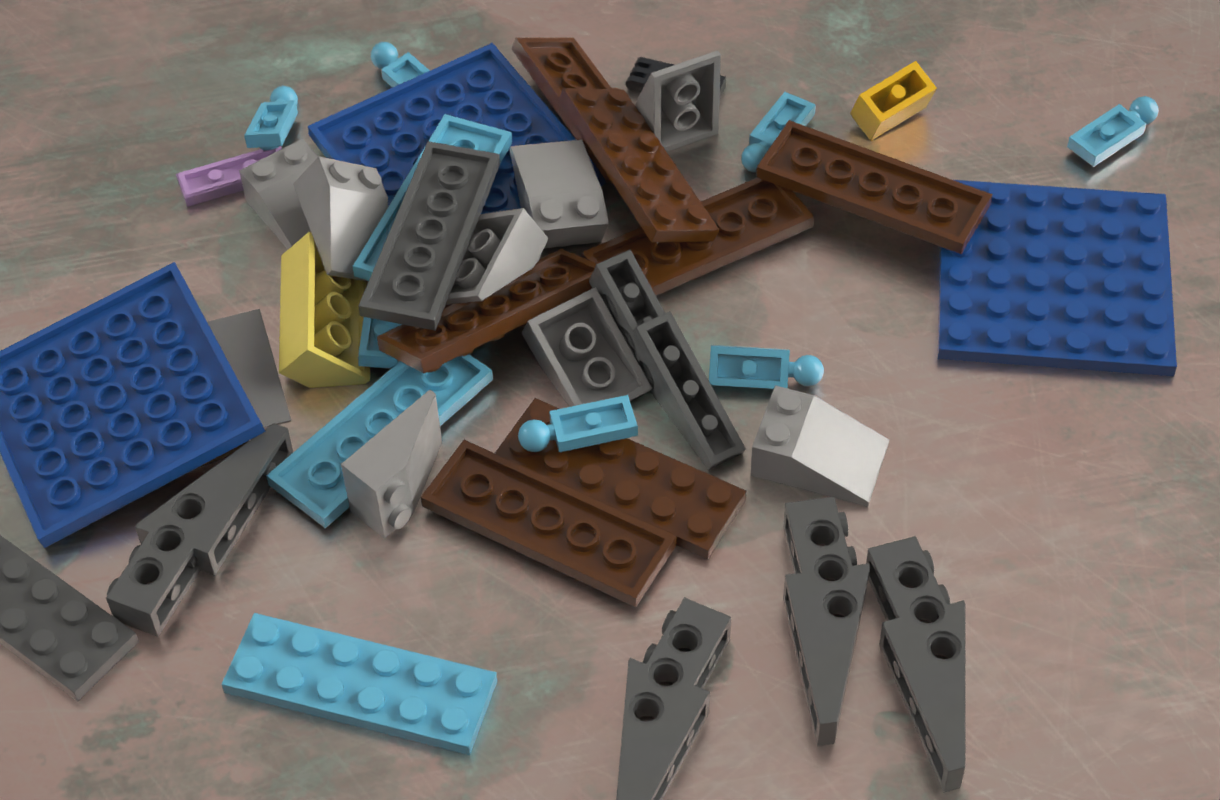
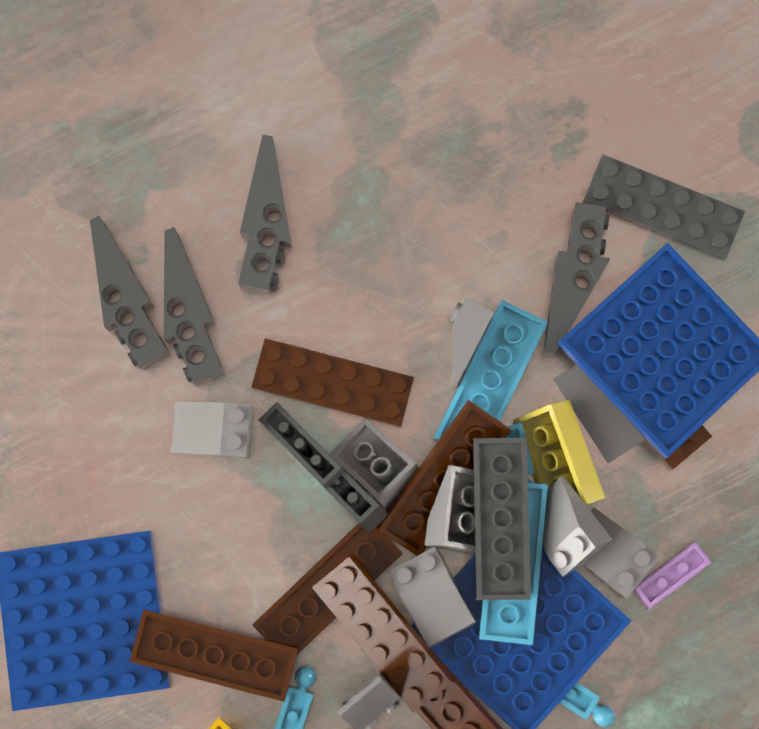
camera: 170 degrees right, 30 degrees up
(273, 120) = (661, 628): medium azure plate -> none
(361, 683) = (444, 204): medium azure plate -> none
(549, 522) = (366, 335): reddish brown plate -> none
(581, 425) = (361, 398): medium azure plate -> none
(761, 367) = (261, 484): medium azure plate -> none

